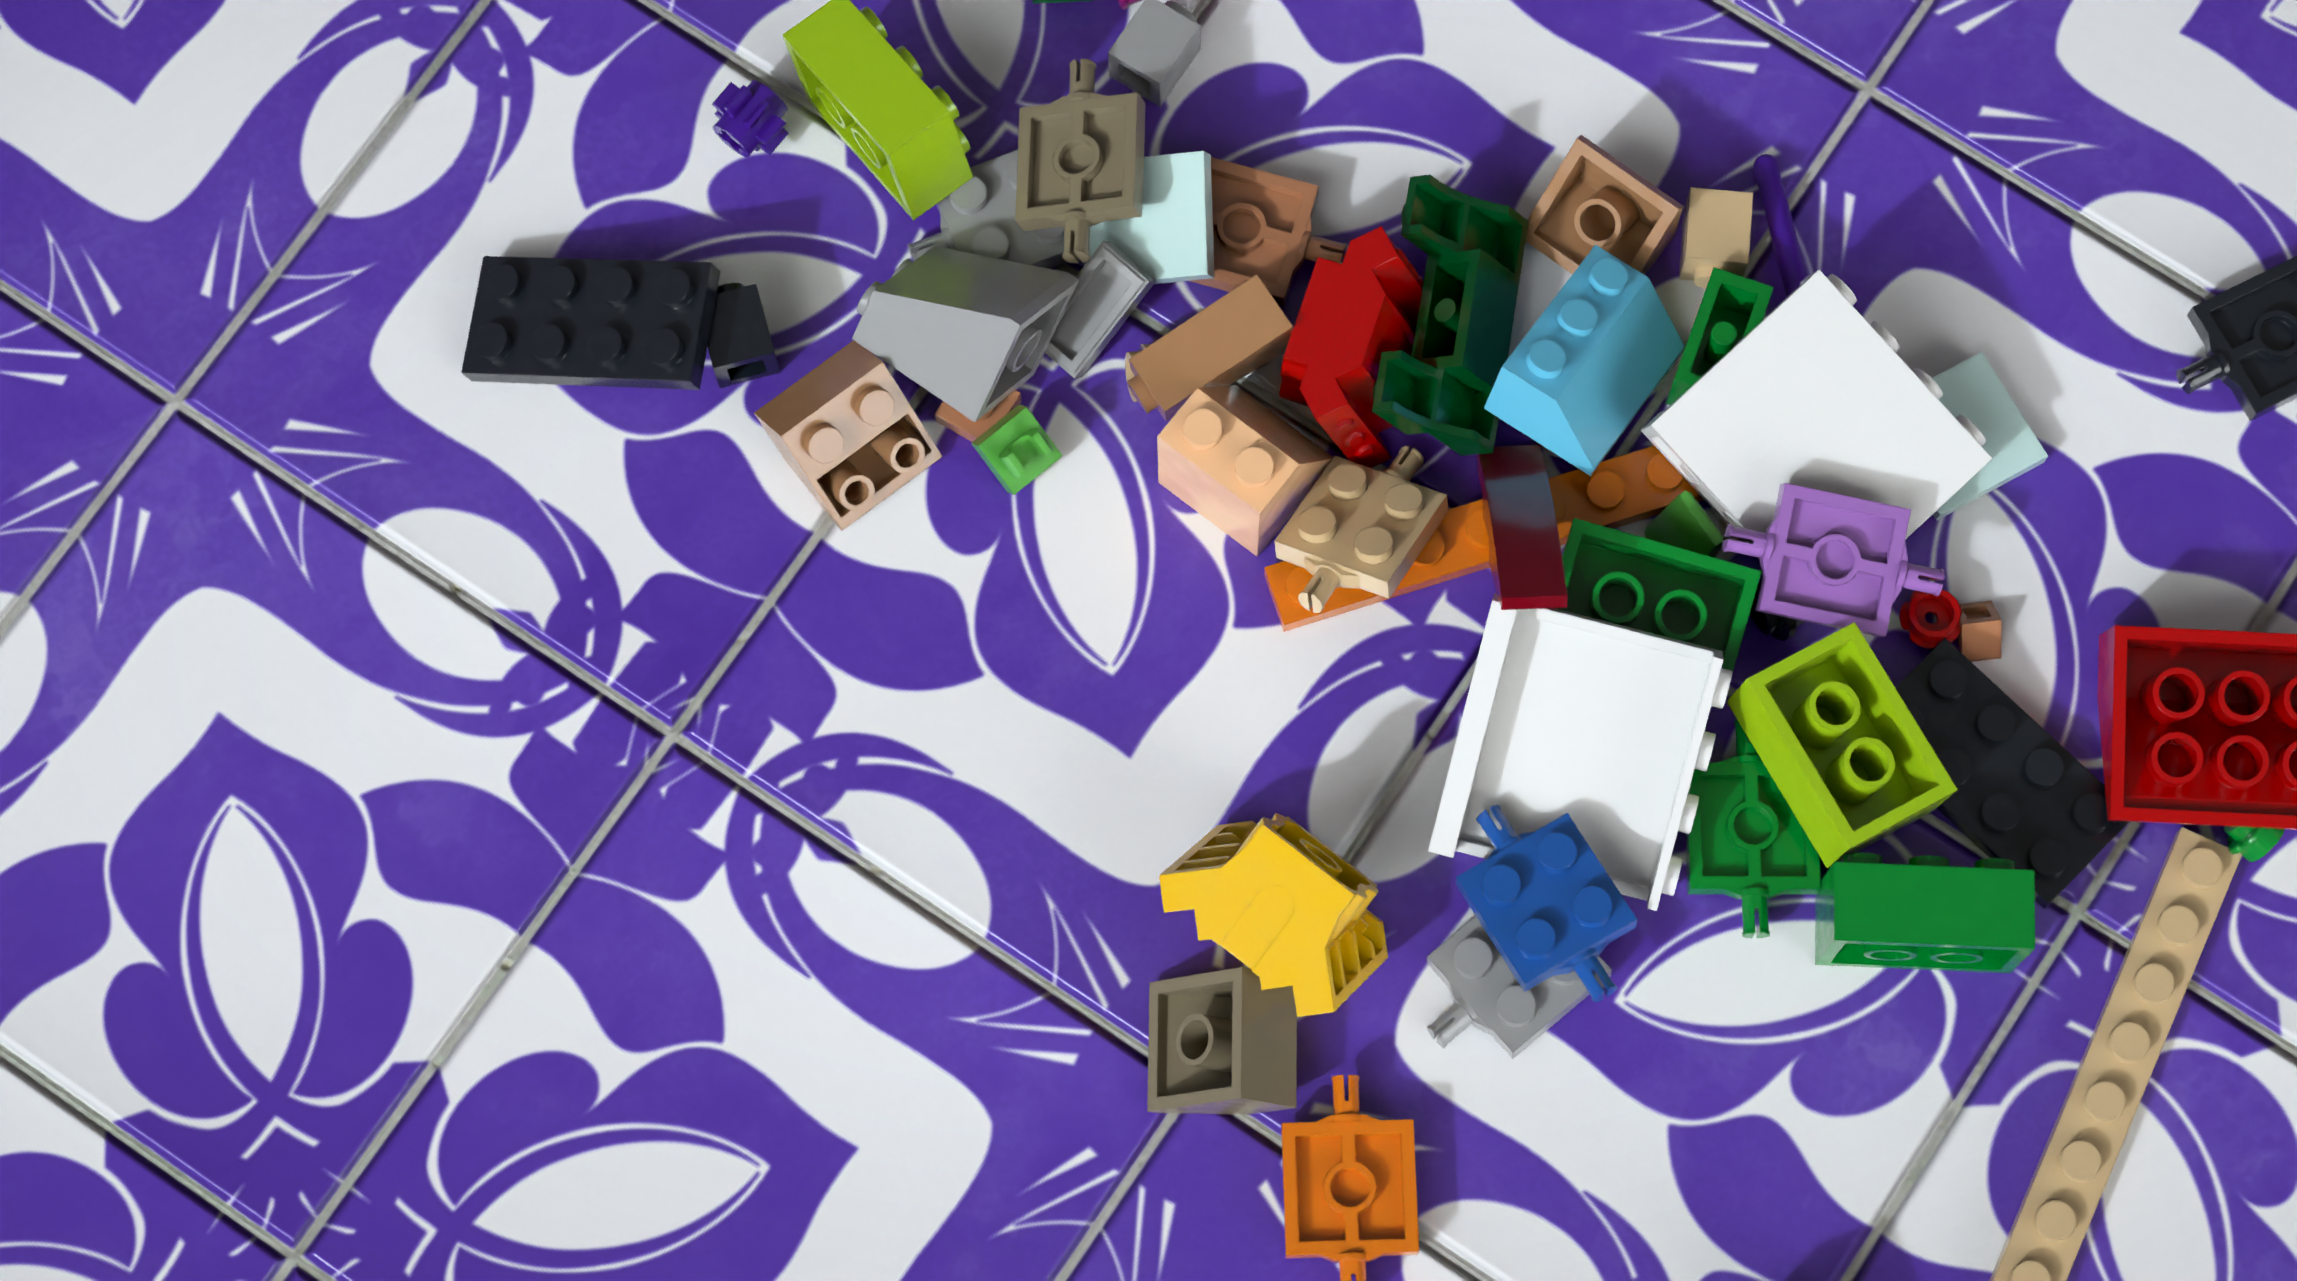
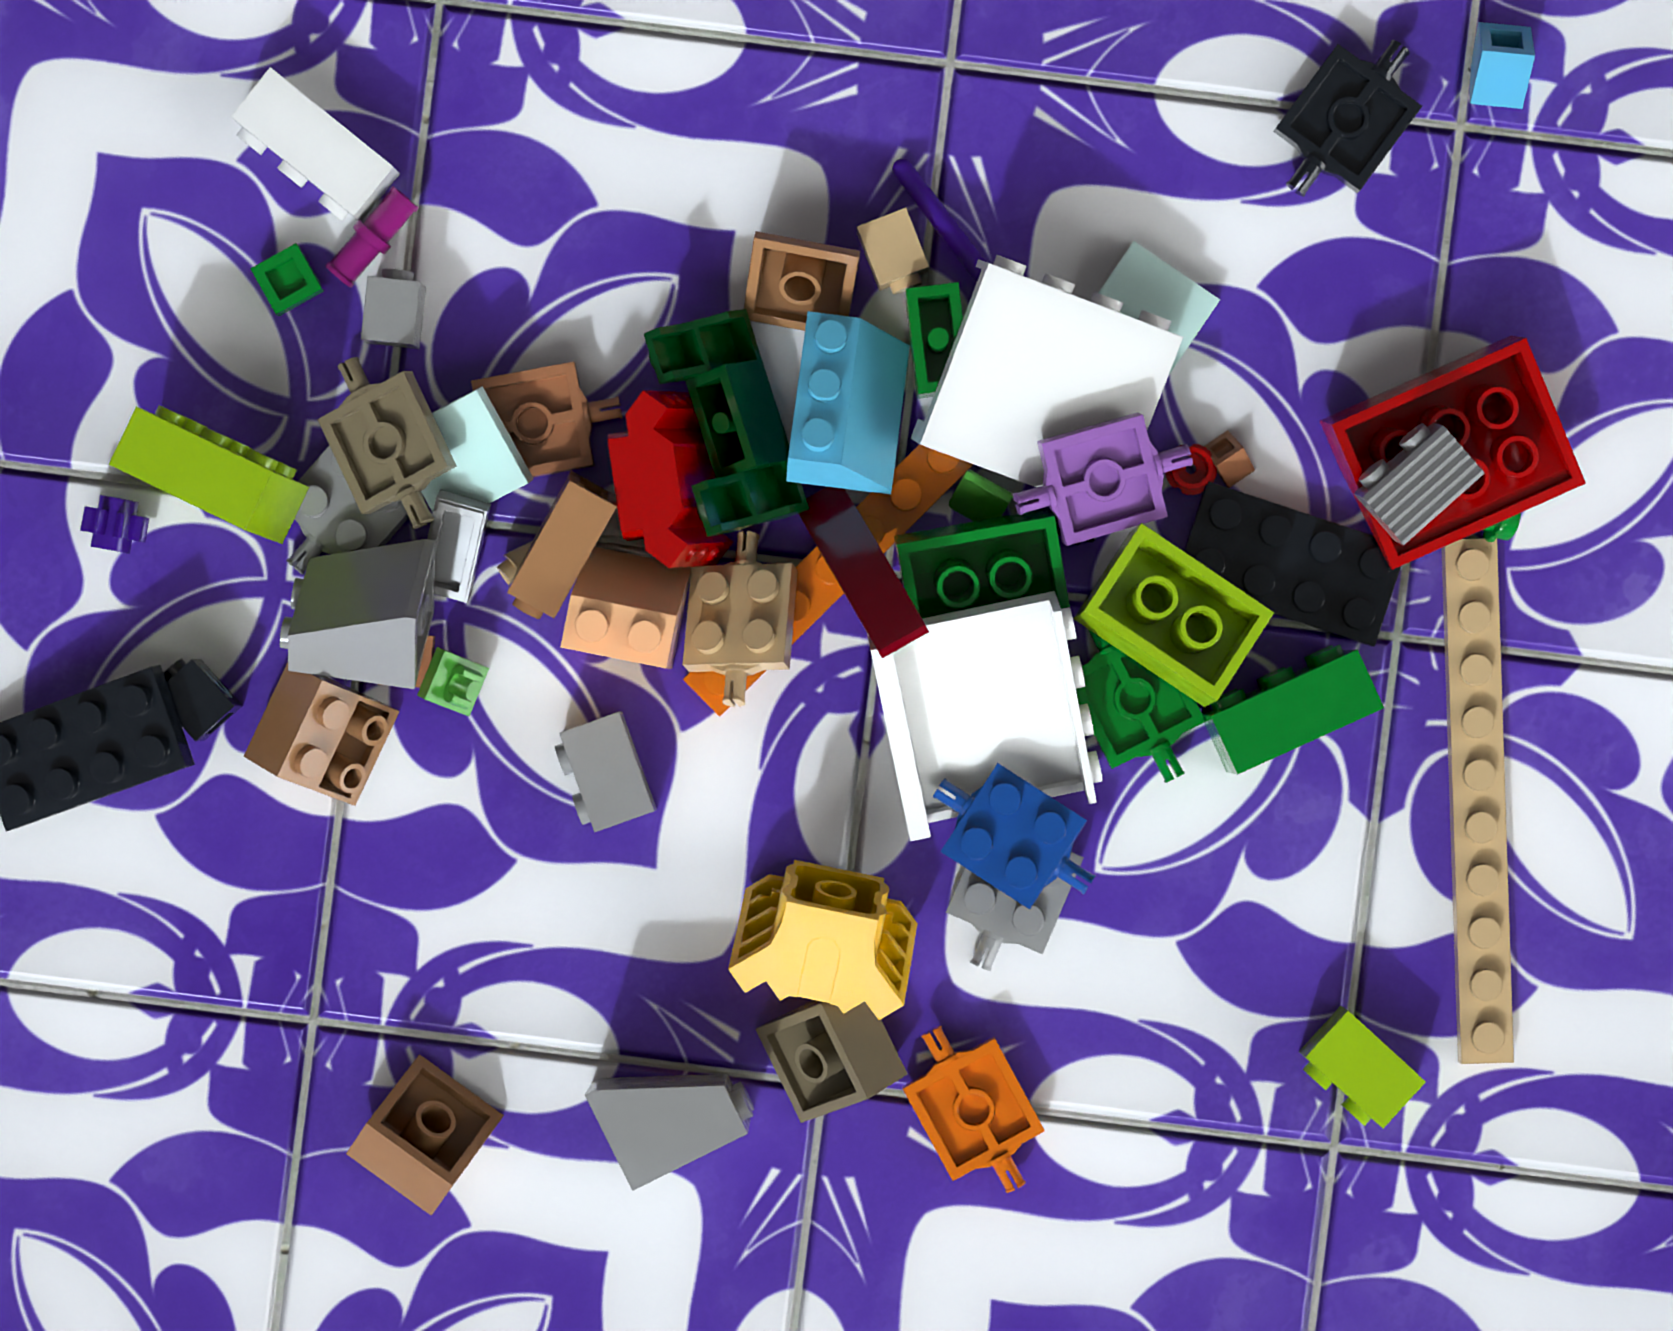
camera: 30 degrees left, 15 degrees up
(726, 909) = (424, 1134): none -> medium nougat slope
(1005, 1019) = (667, 1120): none -> light grey slope
(1132, 621) = (606, 772): none -> light grey brick
(2184, 727) = (1417, 481): none -> light grey brick

